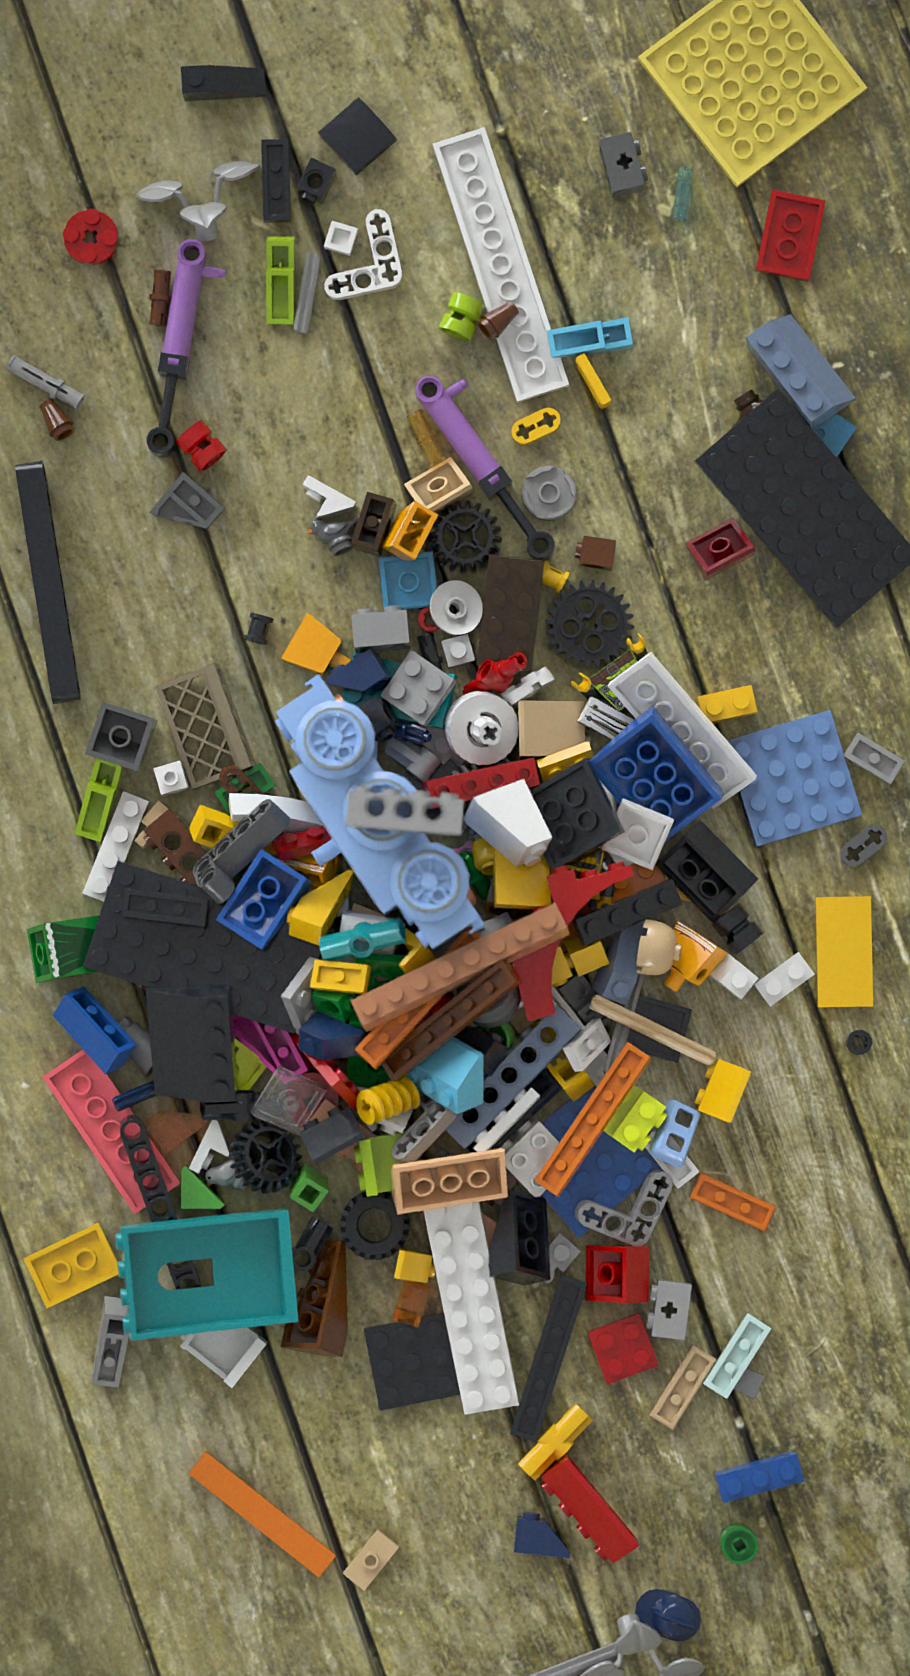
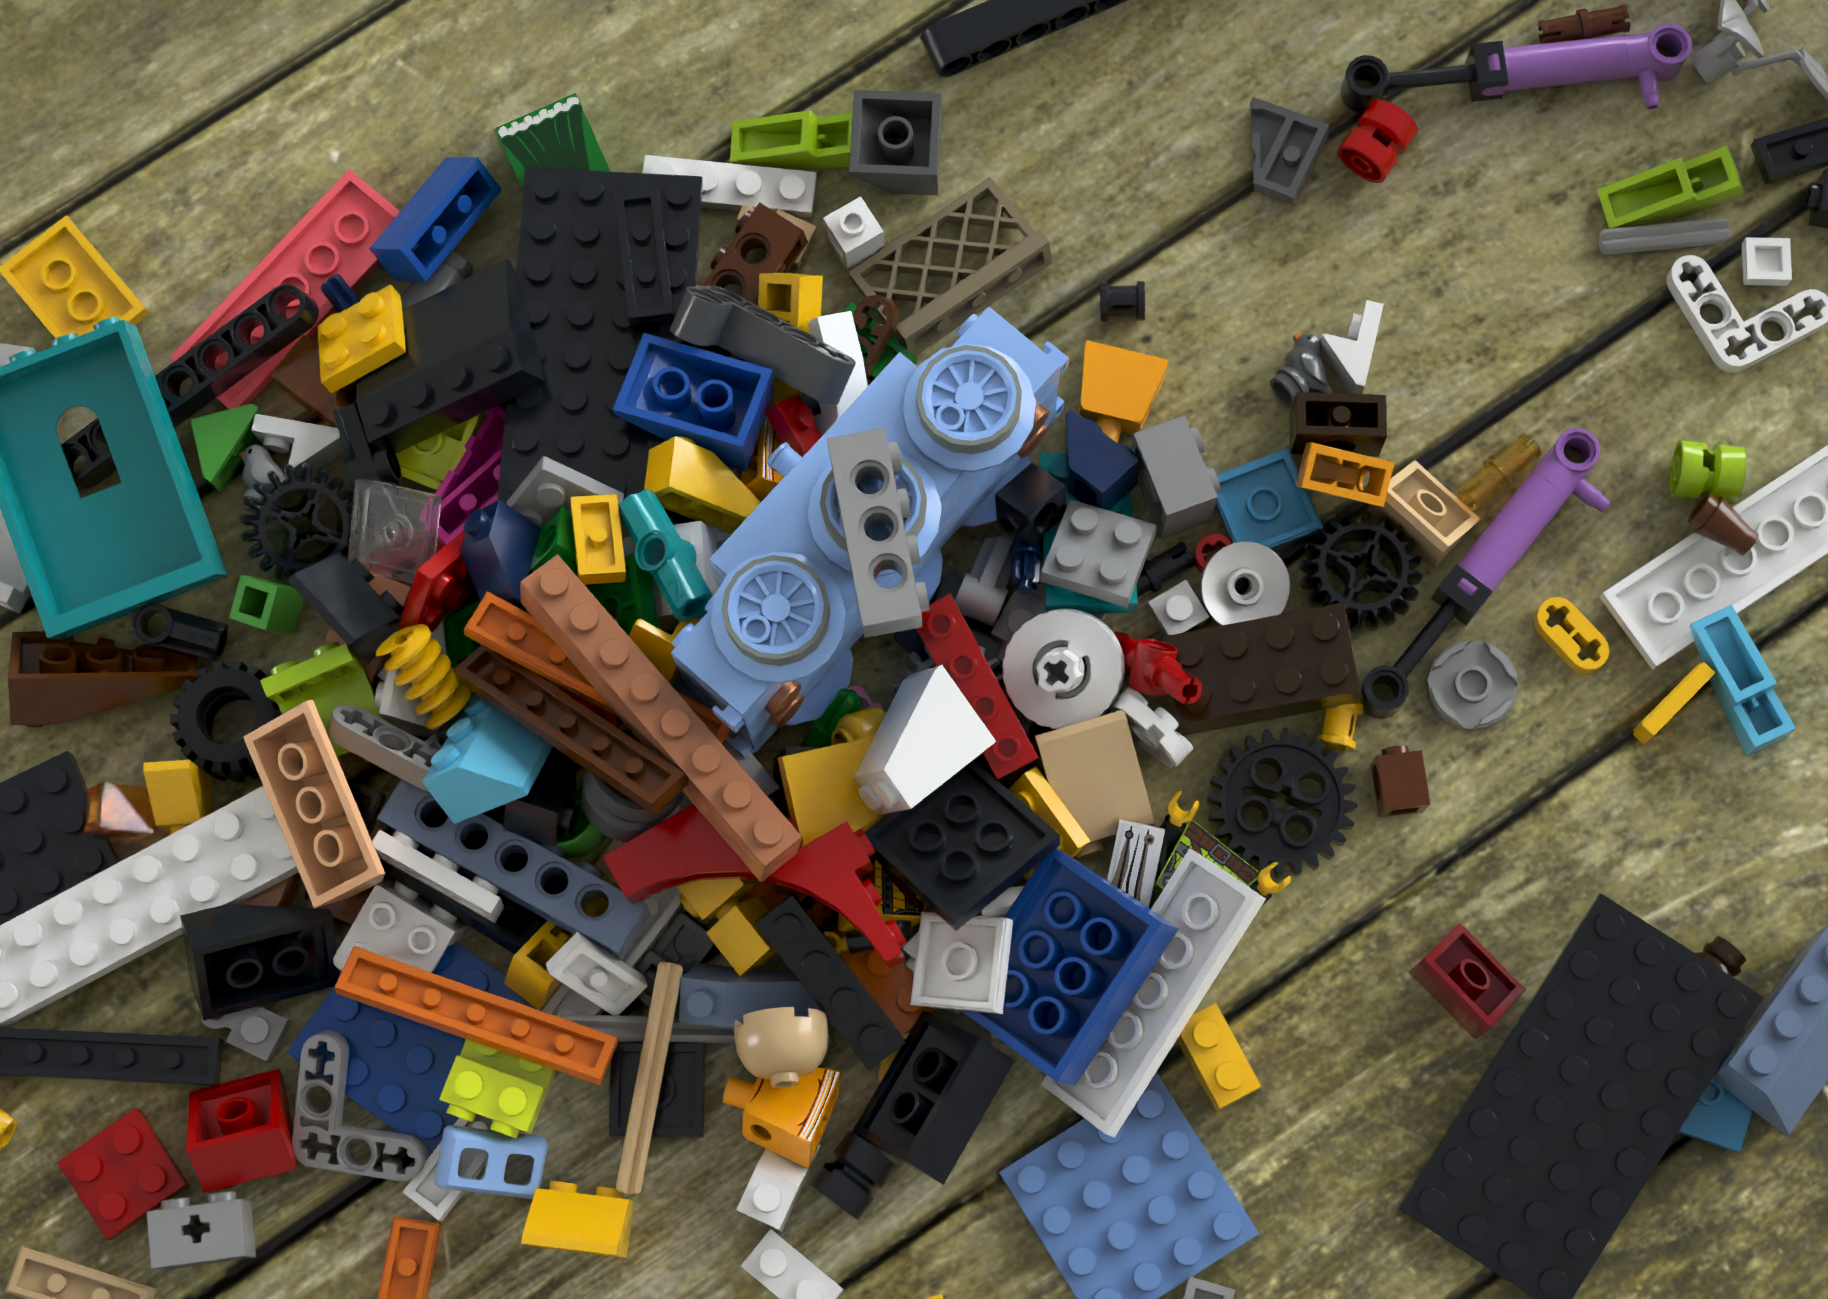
camera: 75 degrees right, 10 degrees down
(164, 1091) = (361, 338): none -> yellow plate

